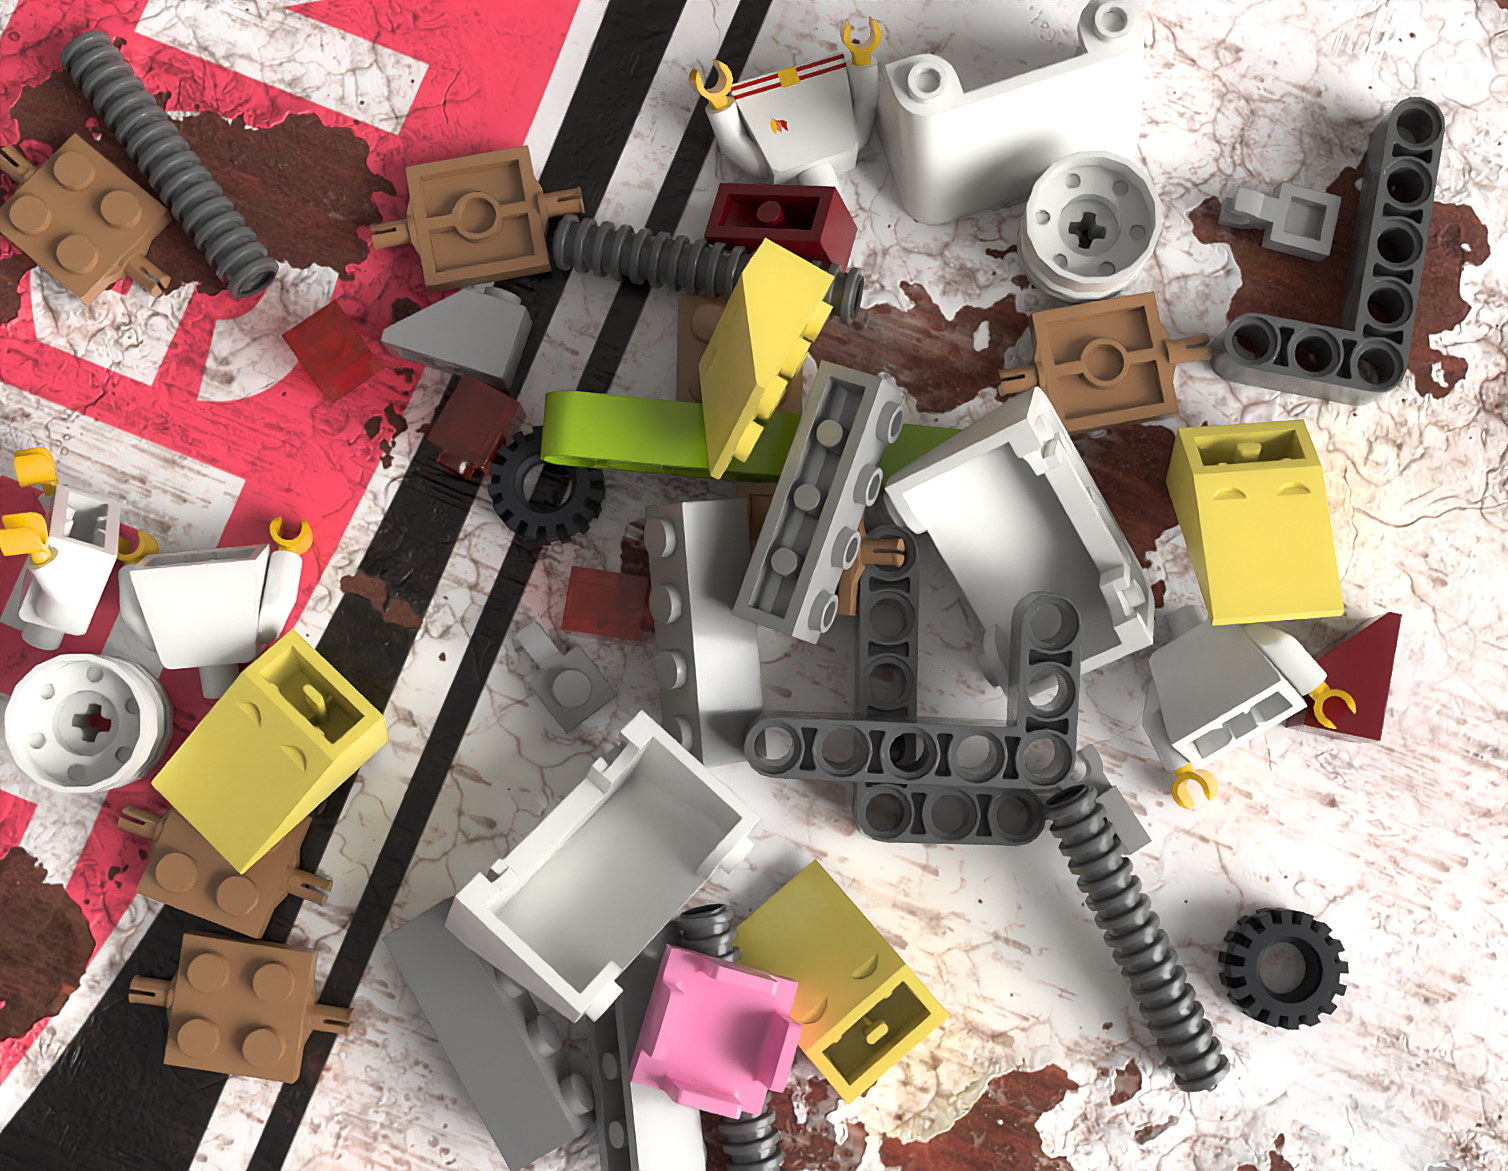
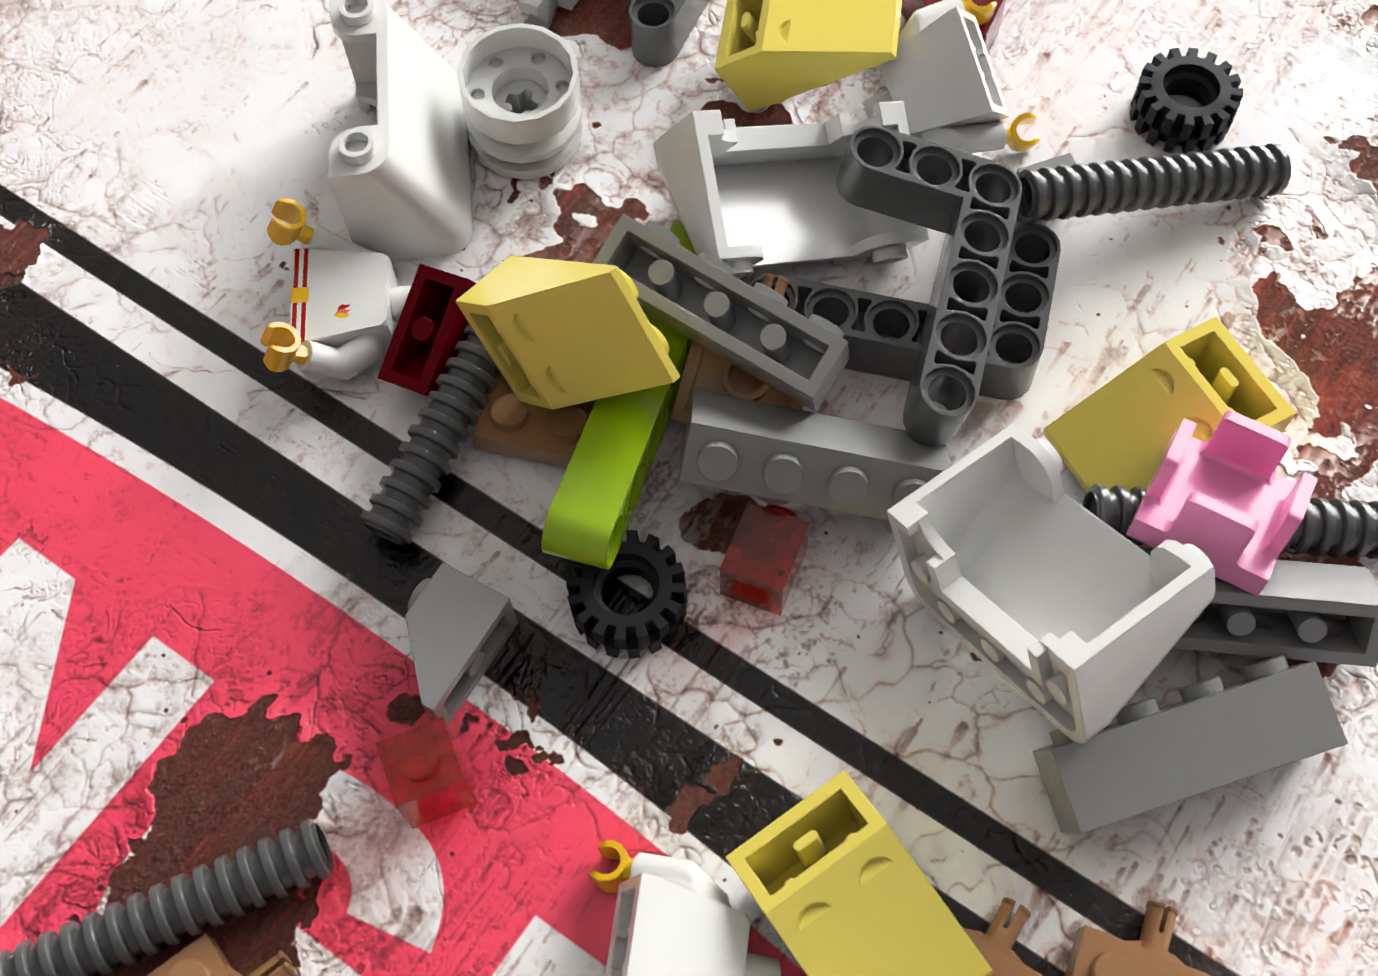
camera: 70 degrees left, 20 degrees down
(474, 427) = (550, 646): clear red brick -> none
(477, 219) = (332, 608): medium nougat plate -> none
(569, 683) = (830, 615): light grey plate -> none
(1104, 363) = (626, 119): medium nougat plate -> none

